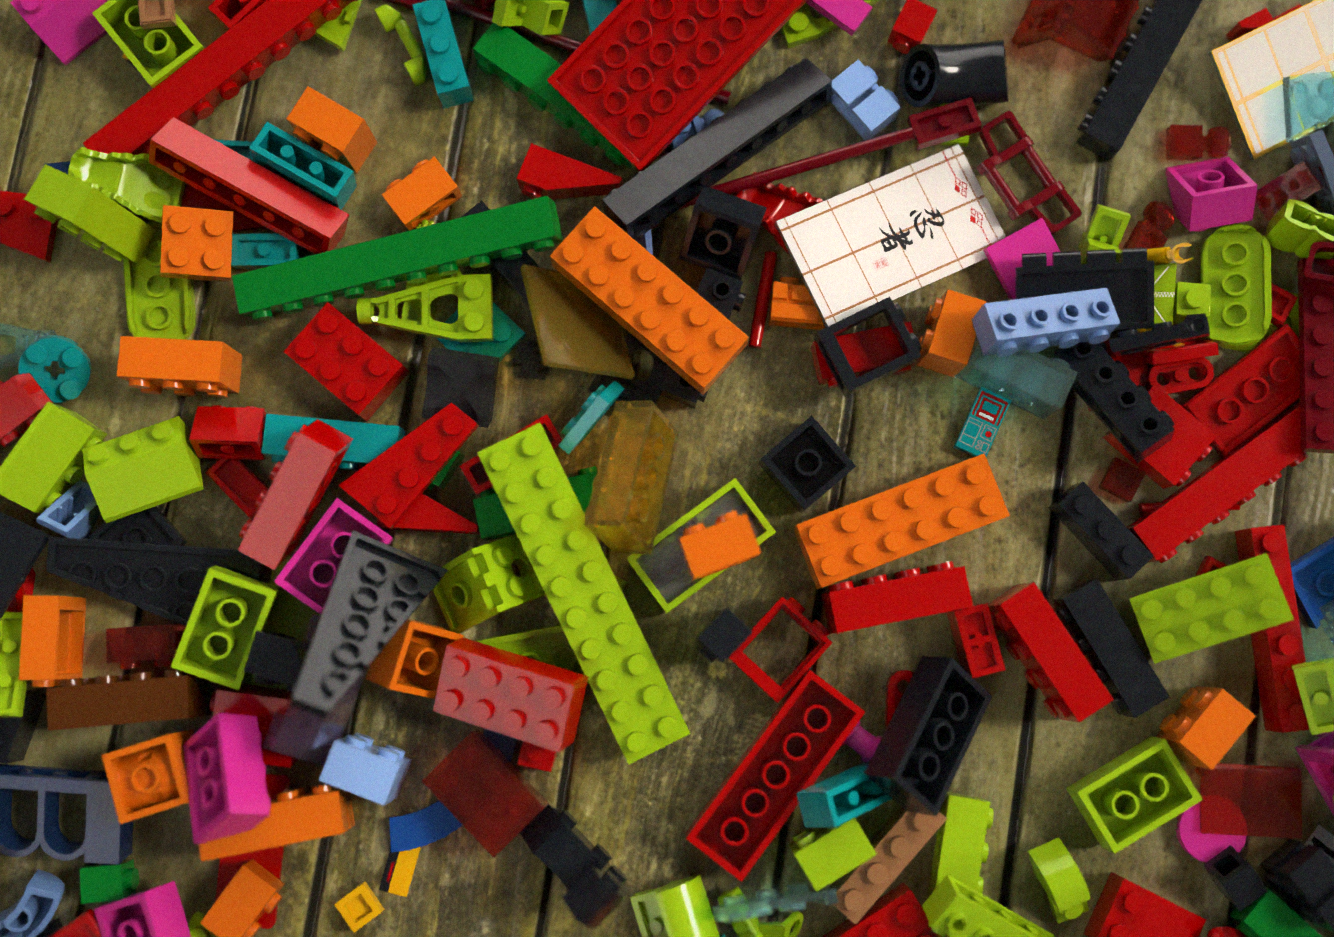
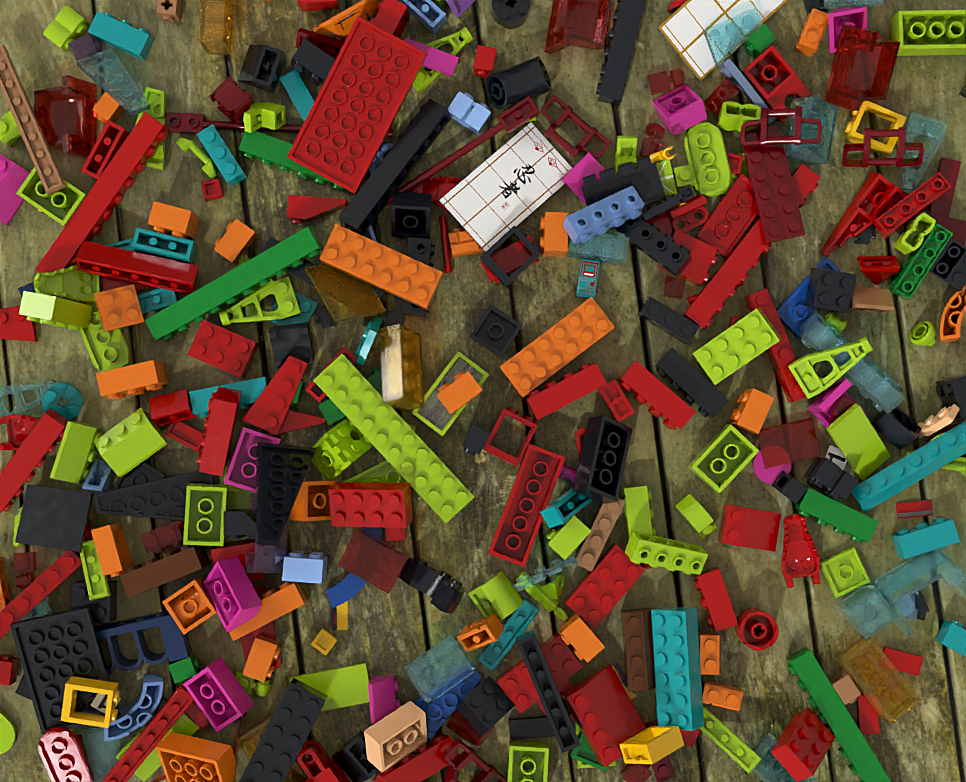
camera: 15 degrees left, 5 degrees up
(411, 103) = (212, 189): none -> red tile

